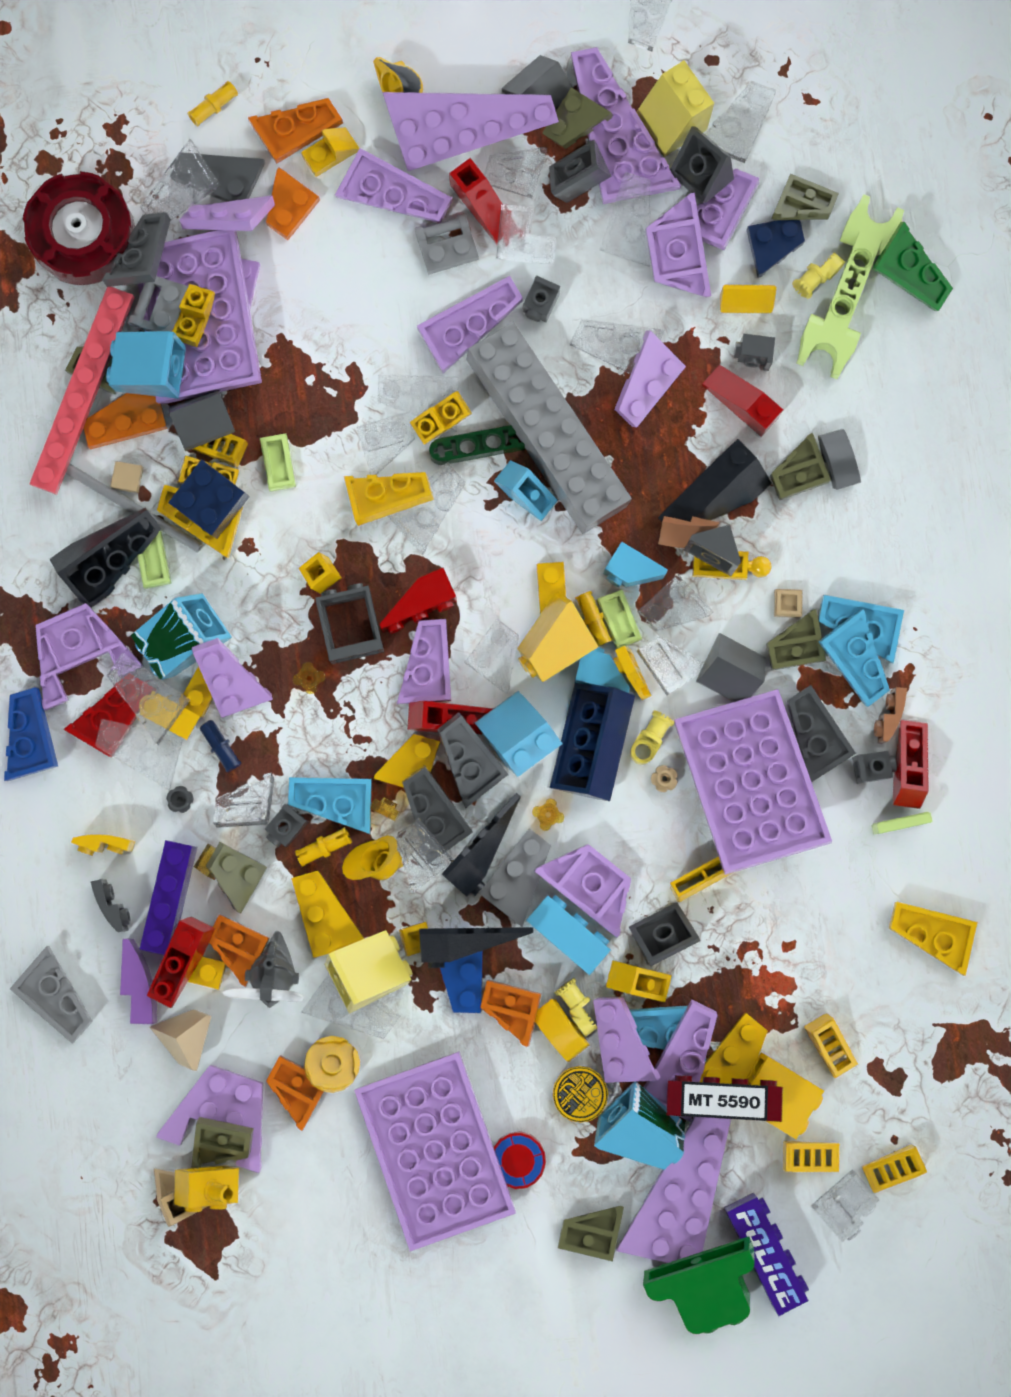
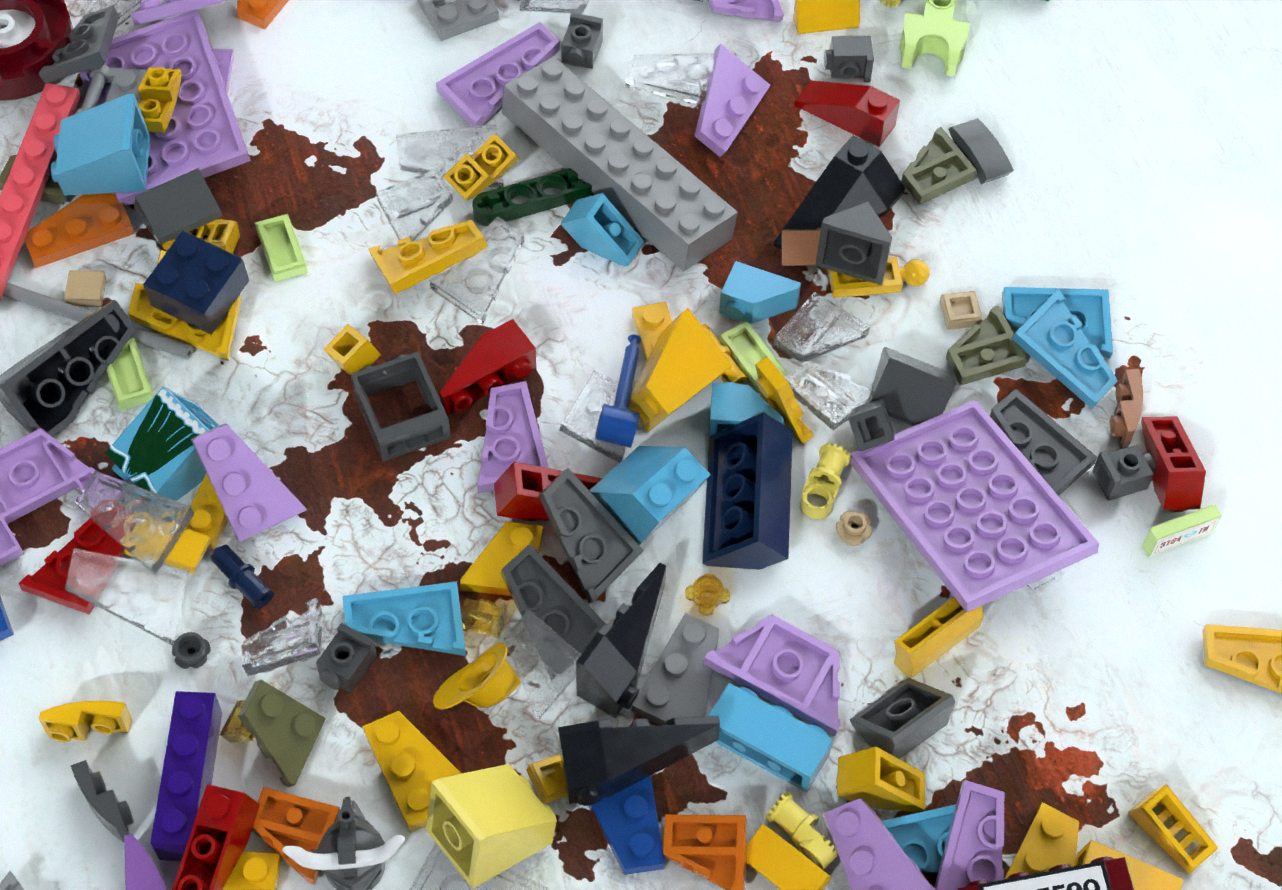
camera: 10 degrees left, 25 degrees down
(308, 670) = (352, 469): clear yellow plate -> none
(323, 846) = (402, 679): yellow pin -> none
(507, 671) = (617, 422): none -> blue piece
(694, 702) = (871, 425): none -> dark grey brick

